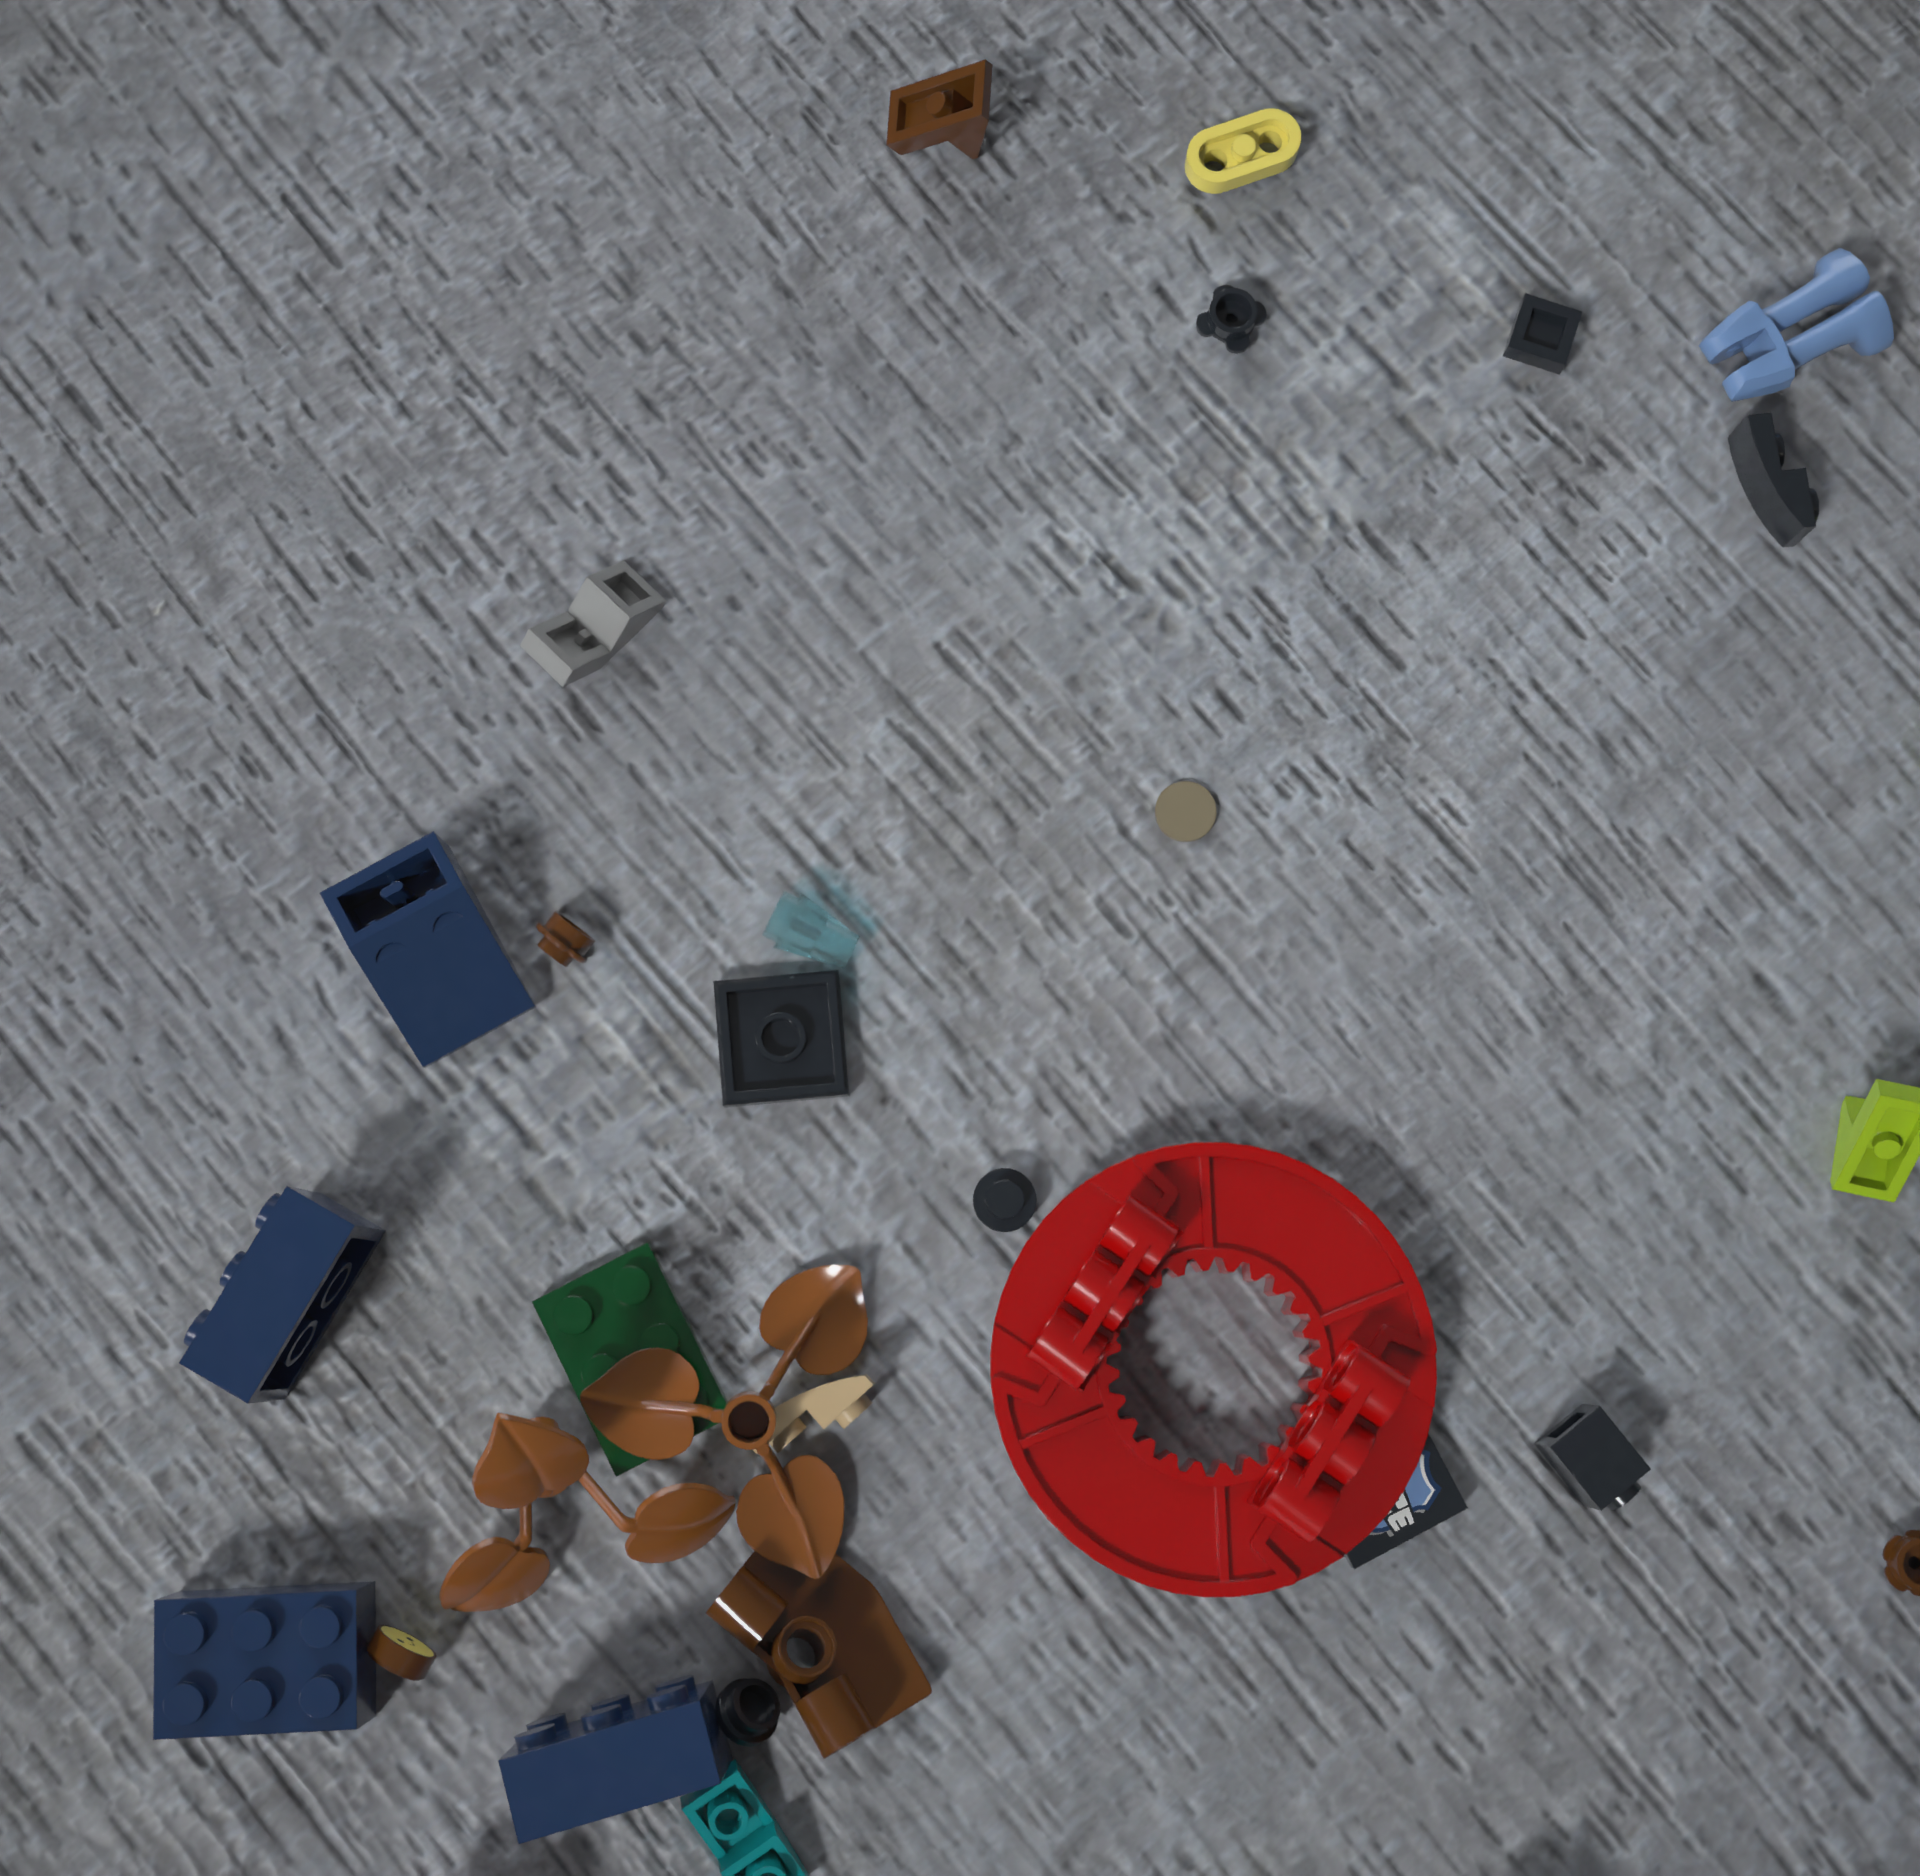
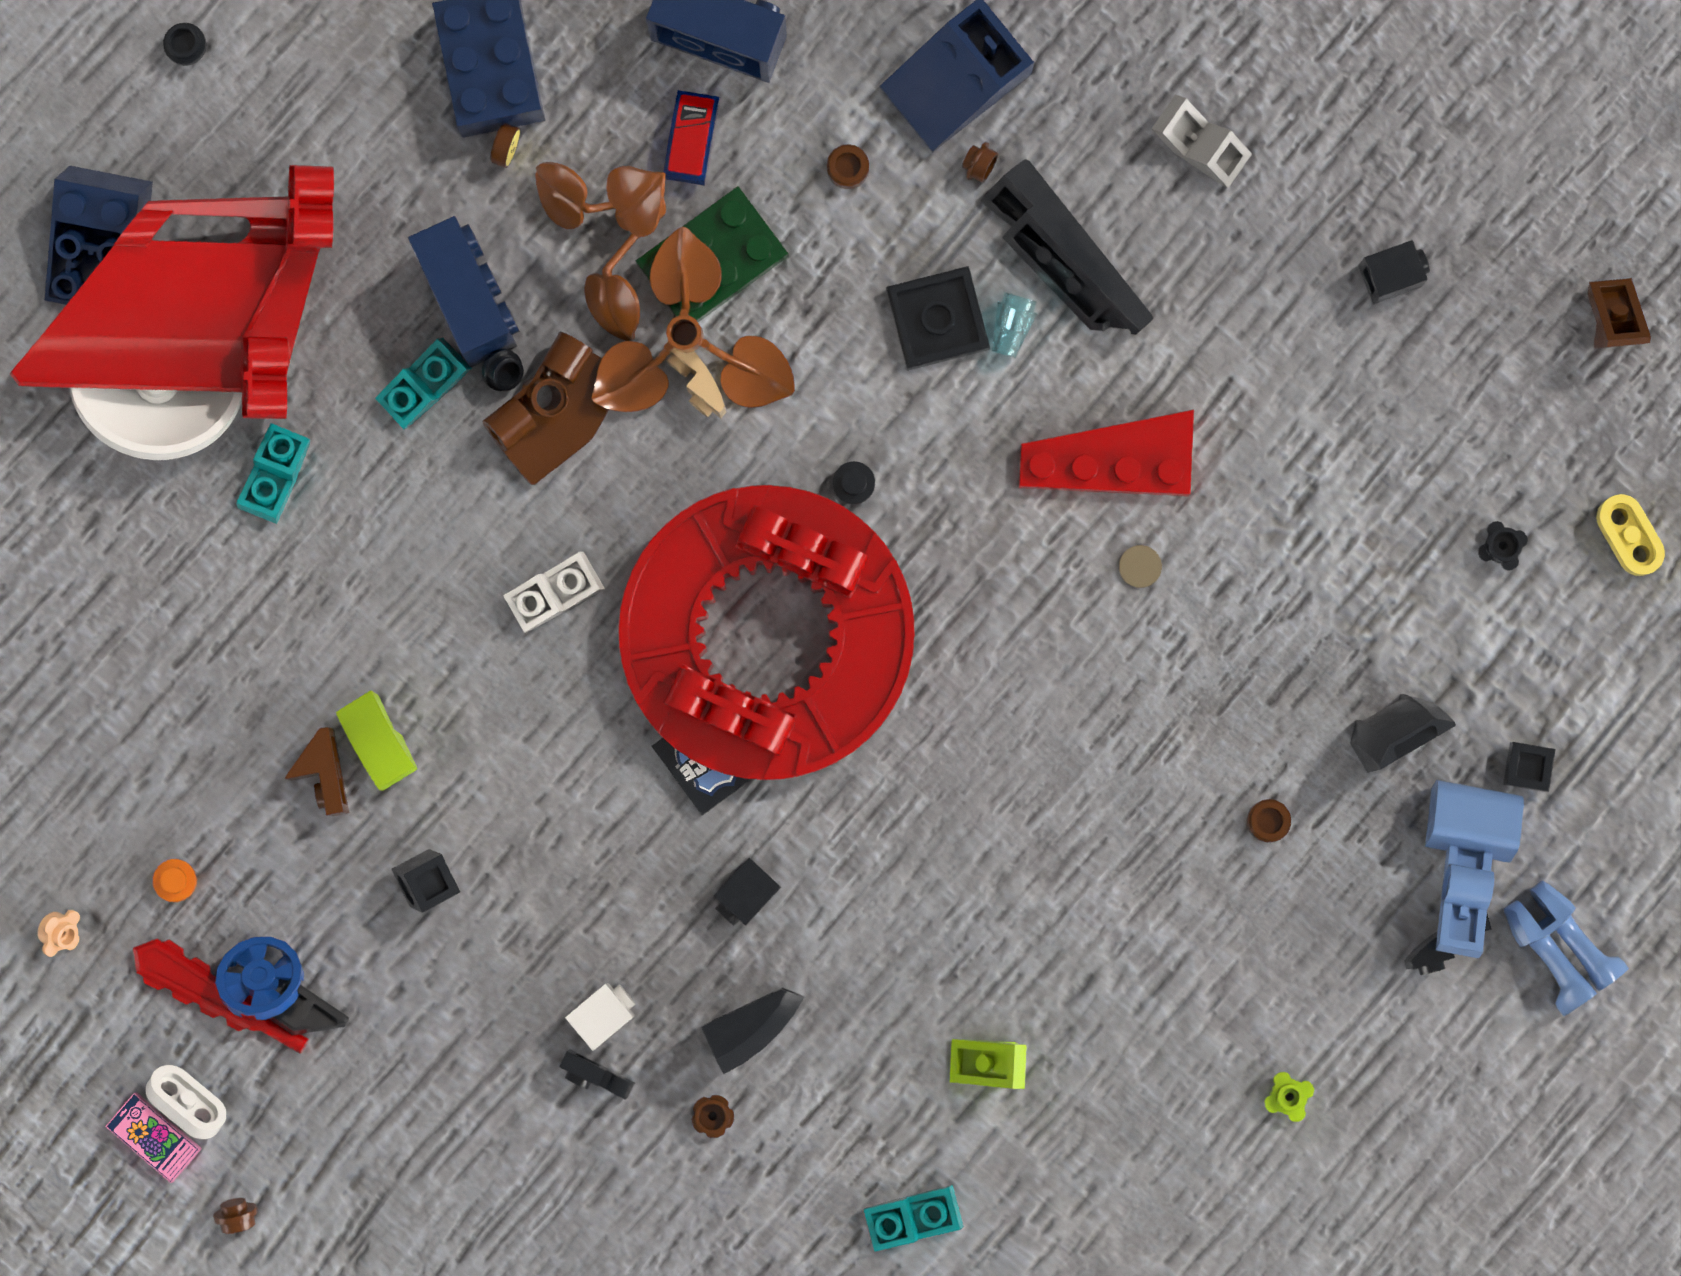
camera: 85 degrees right, 5 degrees up
(445, 1361) = (691, 137): none -> slope
(533, 1133) = (847, 166): none -> reddish brown tile
(718, 843) = (1063, 252): none -> black wedge
(828, 393) = (1394, 271): none -> black brick
(1029, 809) = (1128, 458): none -> red wing
(1099, 1683) = (553, 592): none -> white slope
(1481, 490) = (1398, 731): none -> black slope
(1571, 693) = (1269, 820): none -> reddish brown tile
(1624, 416) = (1473, 830): none -> medium blue plate
(1754, 1711) = (602, 1015): none -> white brick
(1801, 1485) = (750, 1028): none -> black slope
(1835, 1743) = (585, 1071): none -> black plate

